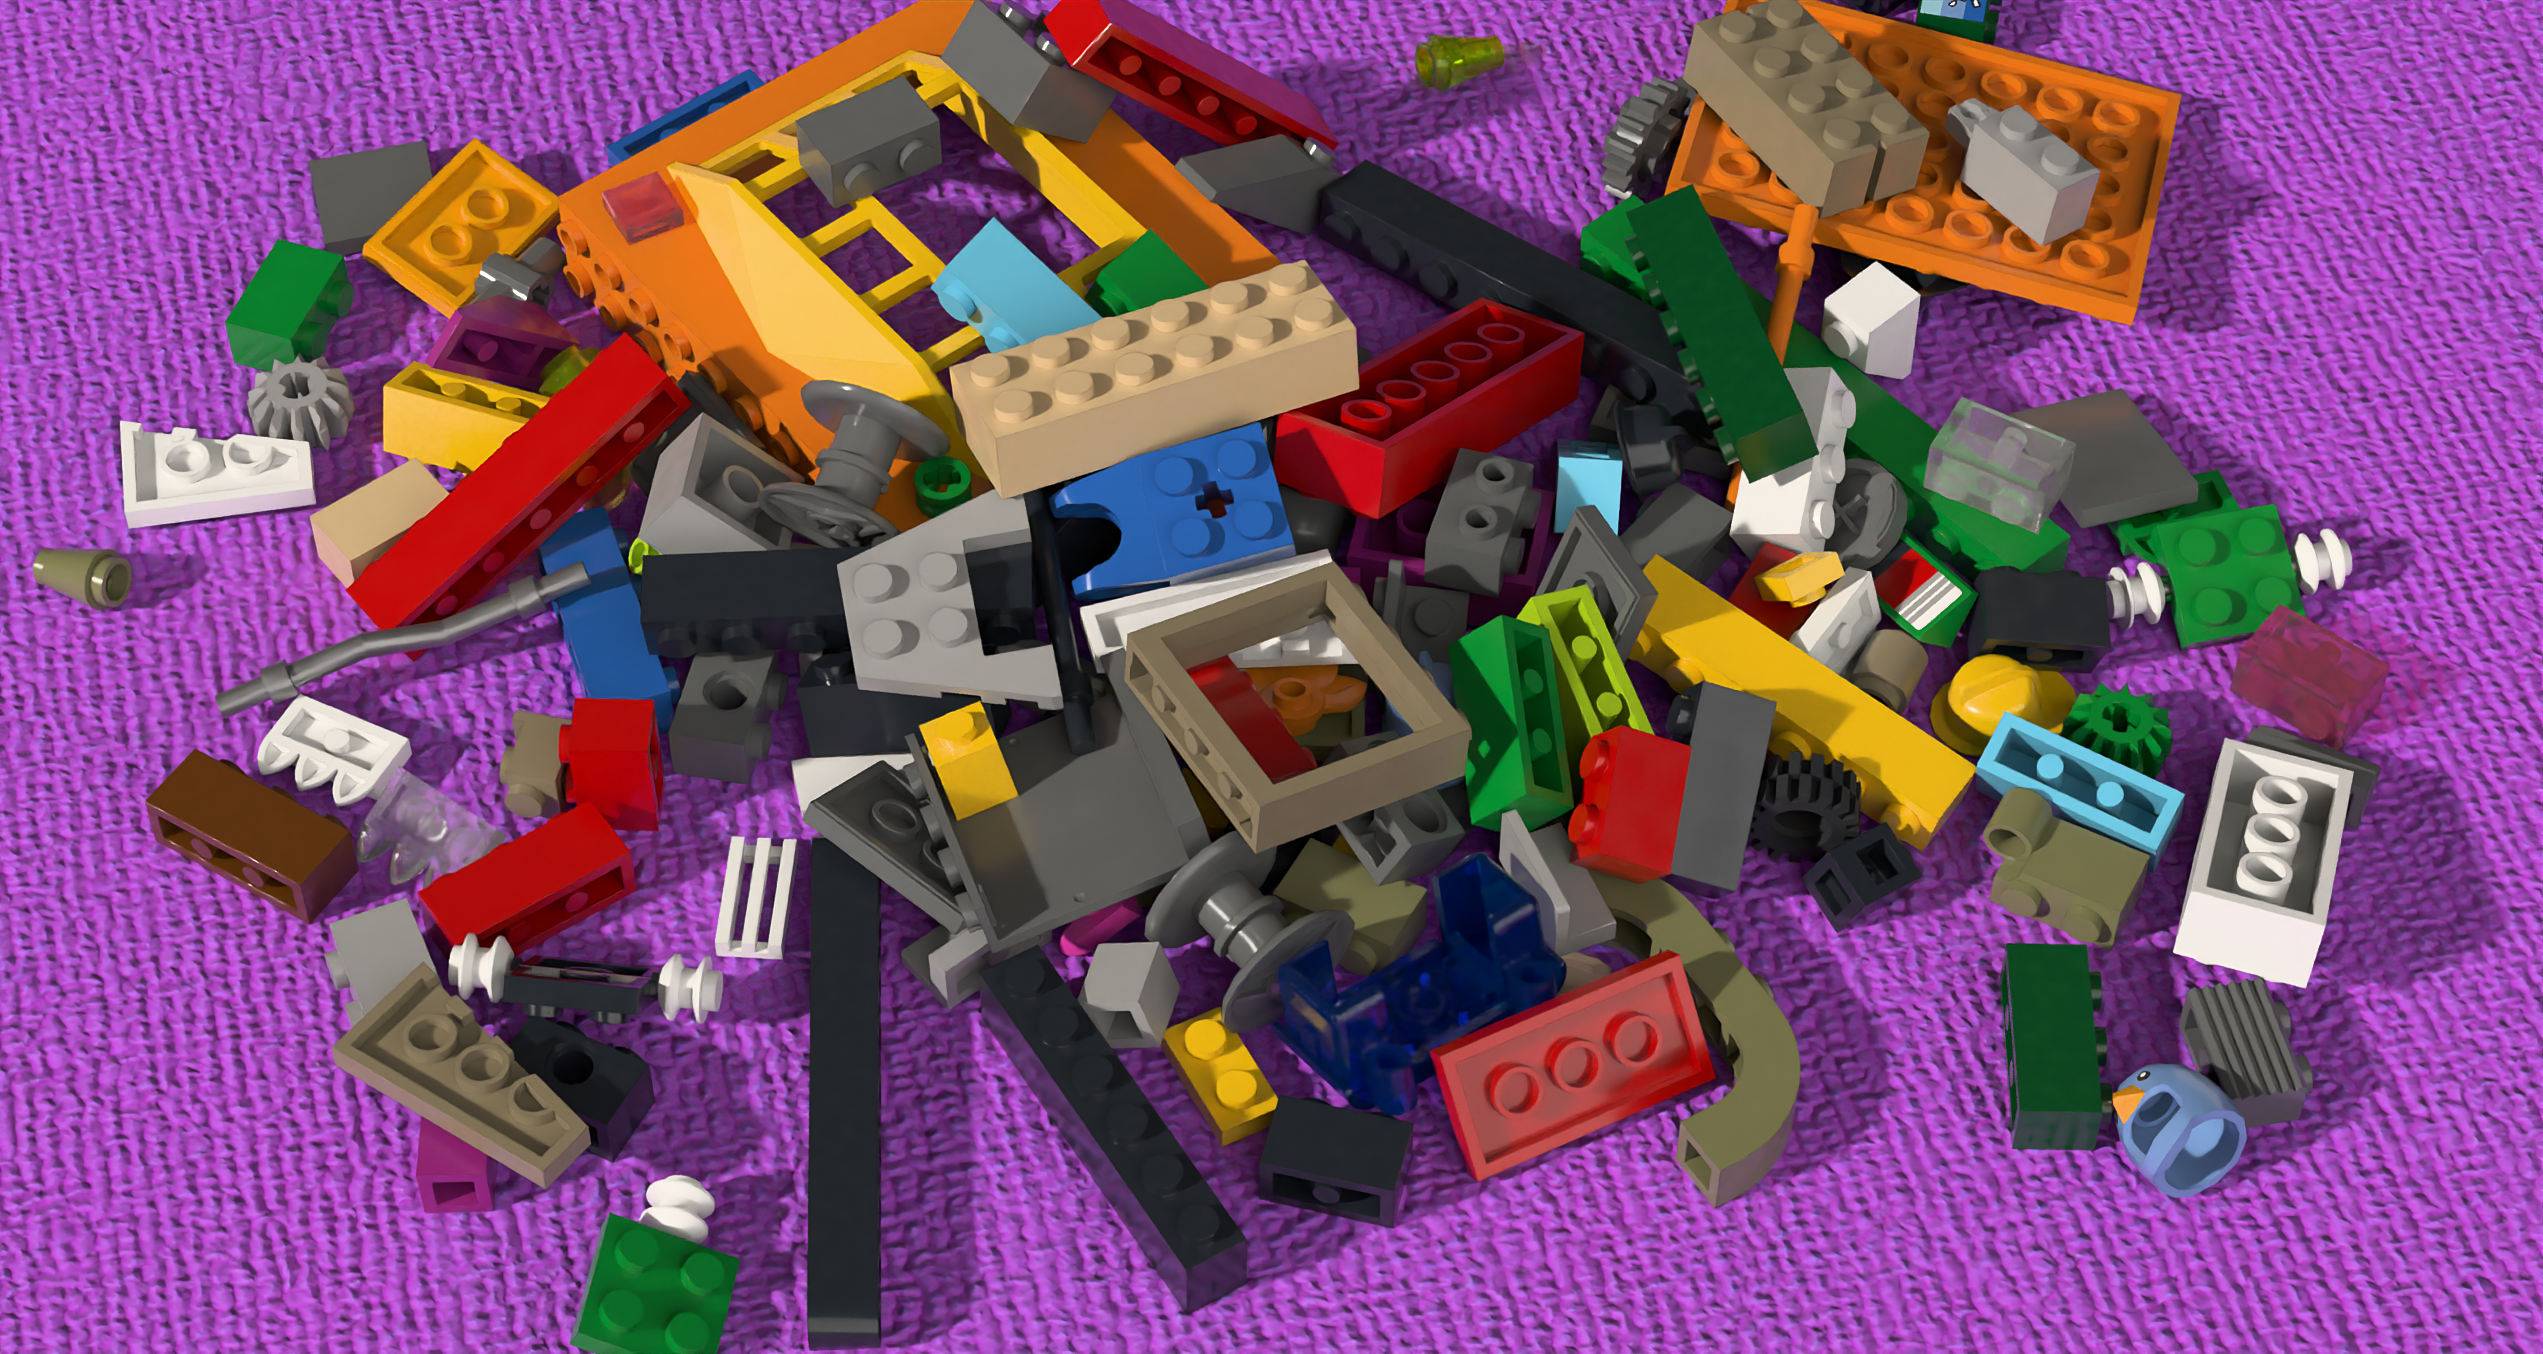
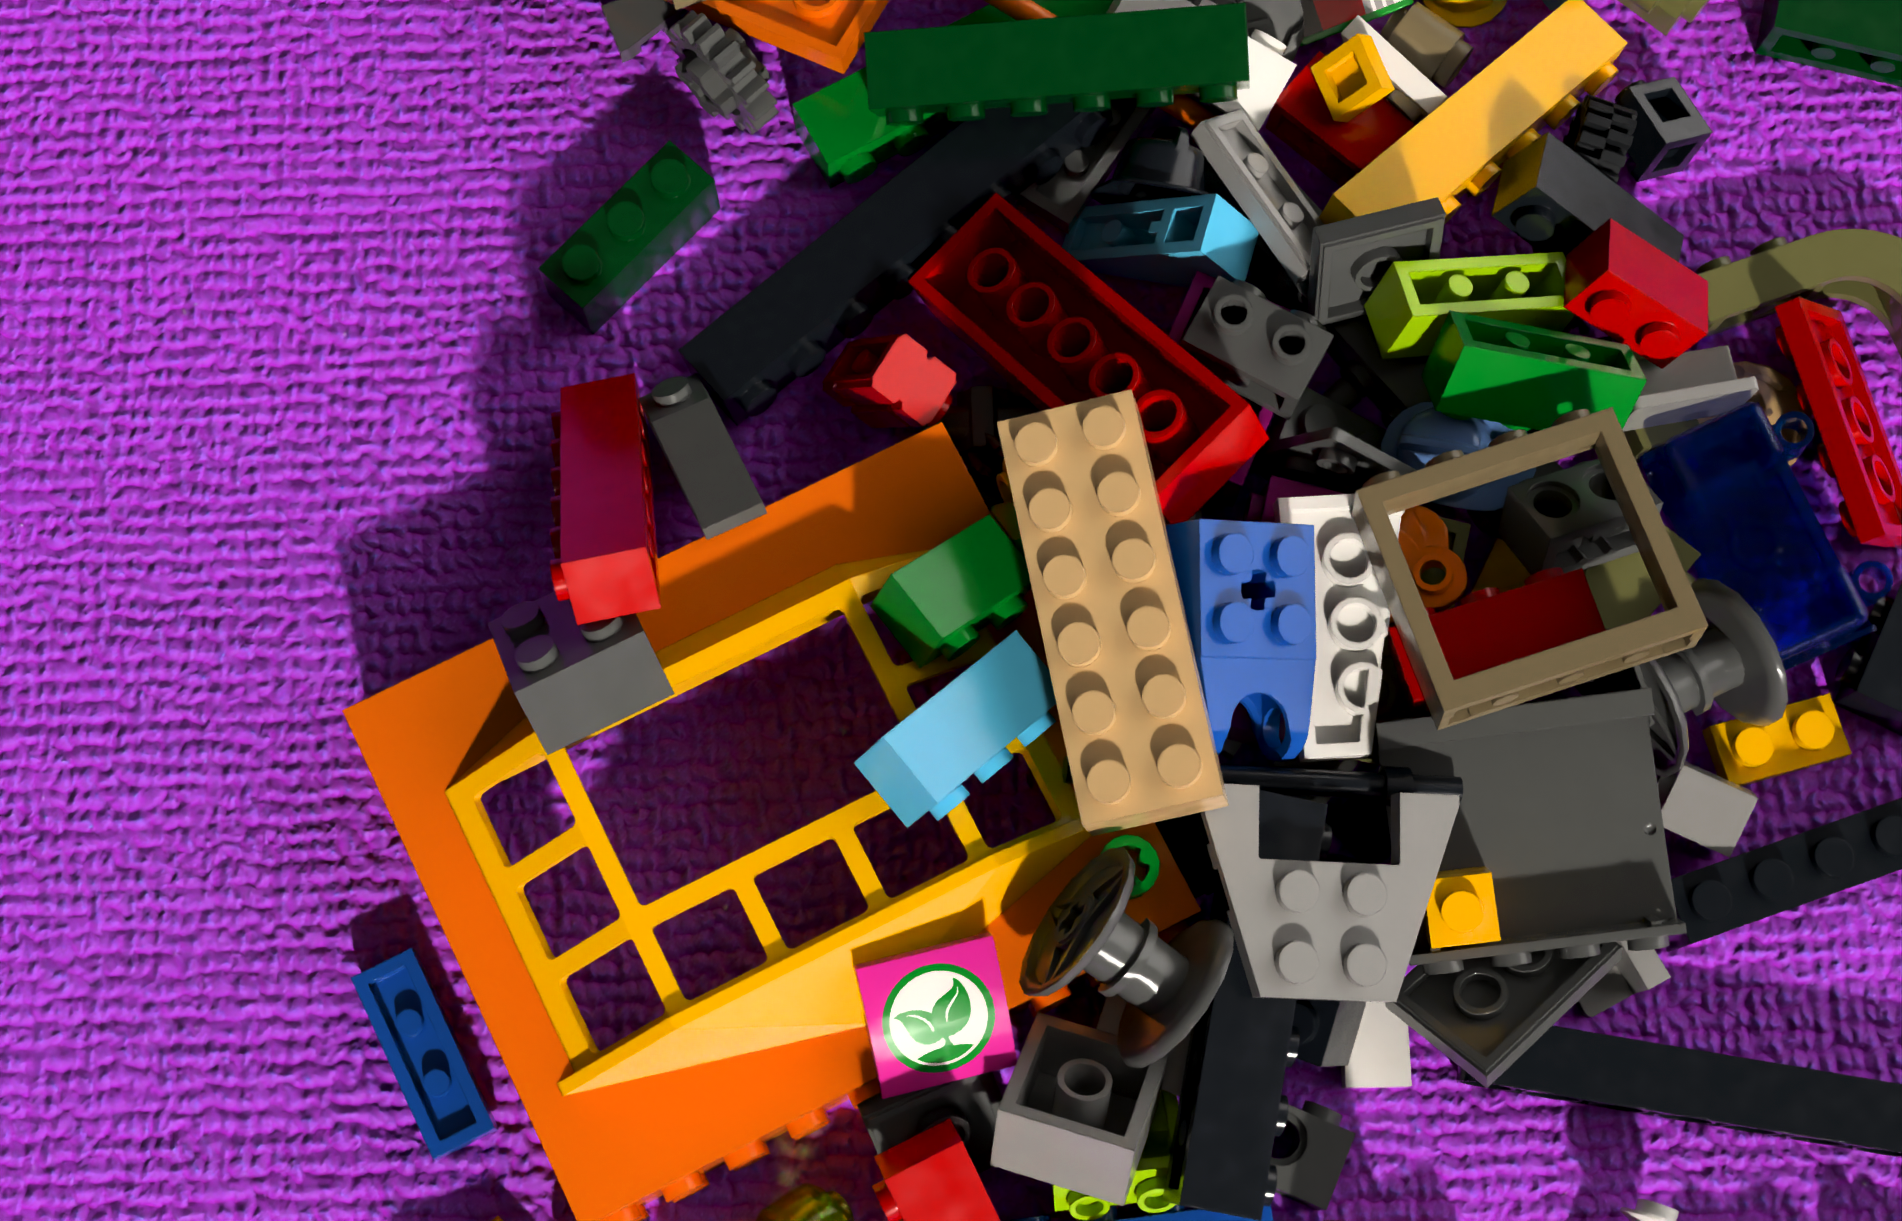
camera: 80 degrees left, 25 degrees up
(643, 208) = (633, 1132): clear pink tile -> none
(761, 856) = (1556, 1163): white tile -> none
(768, 363) = (936, 1014): none -> slope
(869, 142) = (666, 856): dark grey brick -> none
(1377, 296) = (891, 382): none -> red brick
(1454, 59) = (524, 230): clear neon green cone -> none
(1470, 122) = (630, 237): none -> dark green brick
(1675, 513) = (1261, 188): none -> light grey tile

